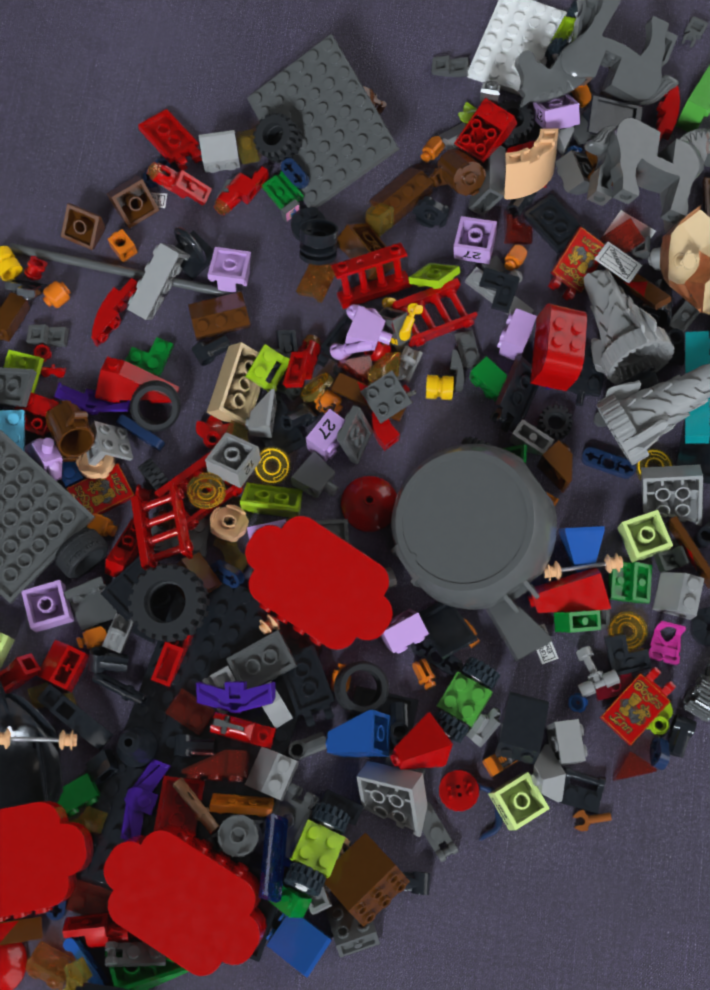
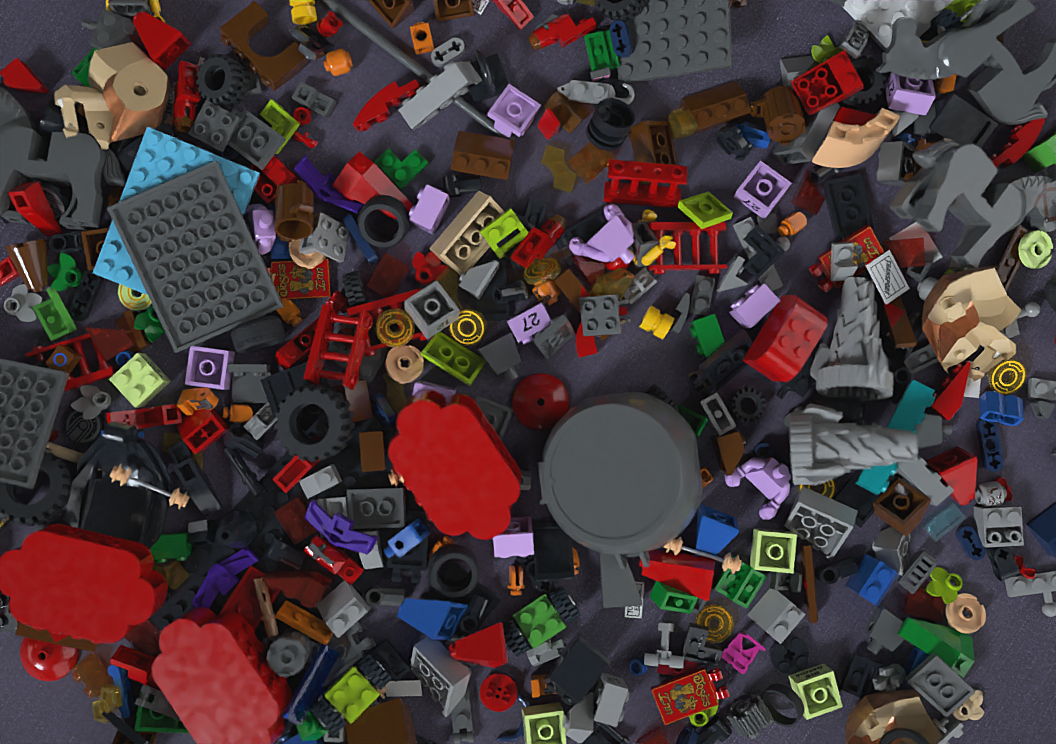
camera: 30 degrees right, 15 degrees up
(47, 640) = (196, 399): none -> orange leg
(148, 247) = (445, 48): none -> light grey beam
(178, 453) = (387, 275): none -> clear red plate
(192, 378) = (429, 209): none -> lavender brick
(197, 662) = (320, 481): none -> light grey slope
(234, 610) = (372, 451): none -> reddish brown panel
(265, 265) = (549, 124): none -> red slope
(274, 250) = (568, 112): none -> clear orange panel
(284, 295) = (554, 160): none -> clear yellow tile
(288, 225) = (593, 92): none -> light grey plate
(305, 666) = (406, 539): none -> blue torso
(372, 826) = (403, 688): none -> white sticker
(432, 149) = (769, 72): orange arm -> none
(450, 198) = (754, 134): none -> blue rock
(487, 324) = (730, 280): none -> light grey slope
(573, 266) = (842, 261): none -> light grey slope
(607, 474) = (768, 477): none -> lavender torso

